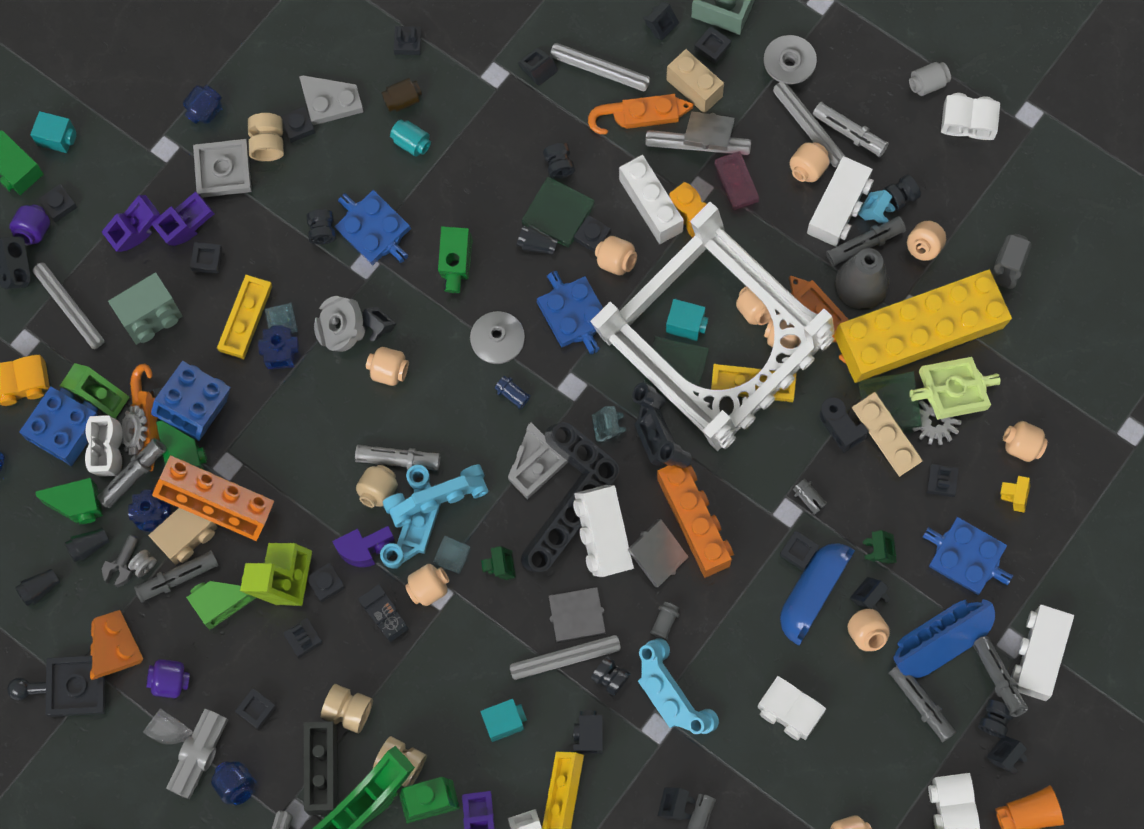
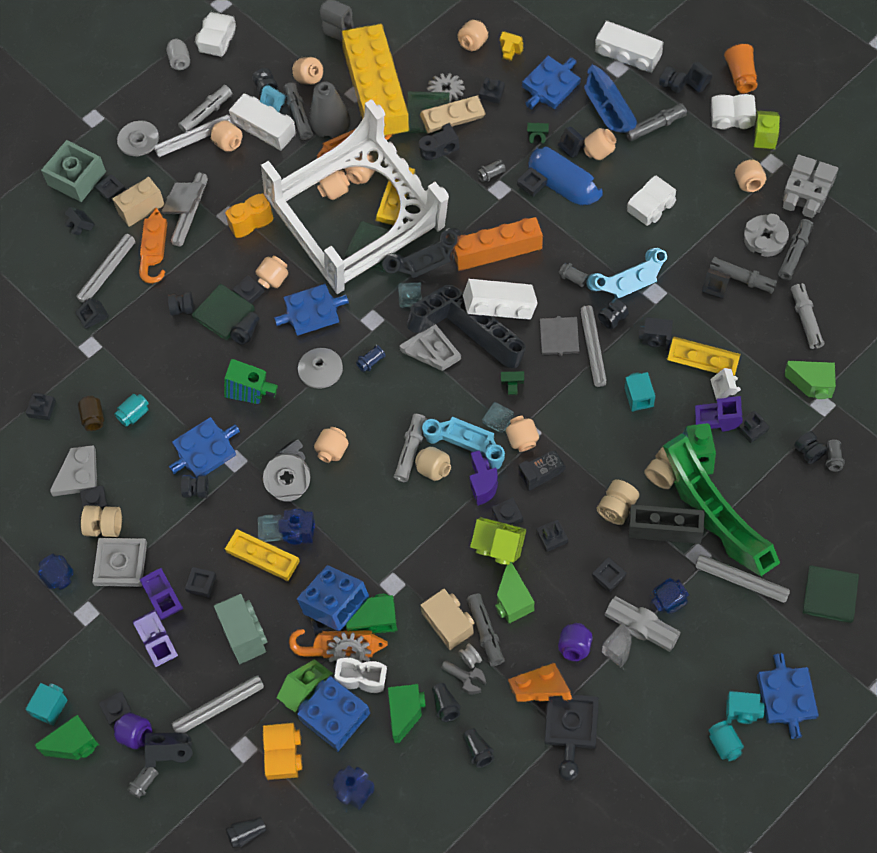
camera: 80 degrees left, 10 degrees down
(139, 464) = (388, 653): dark grey pin -> none
(150, 519) = (424, 643): clear blue brick -> none
(213, 498) = (425, 584): orange brick -> none
(427, 500) = (445, 394): medium azure plate -> none
(651, 199) = (231, 242): white brick -> none
(658, 553) = (521, 269): flat silver piece -> none
(686, 320) = (335, 231): teal brick -> none
(736, 180) = (228, 186): clear pink plate -> none
(954, 388) = (425, 69): yellowish green plate -> none
(1005, 685) = (652, 66): dark grey pin -> none

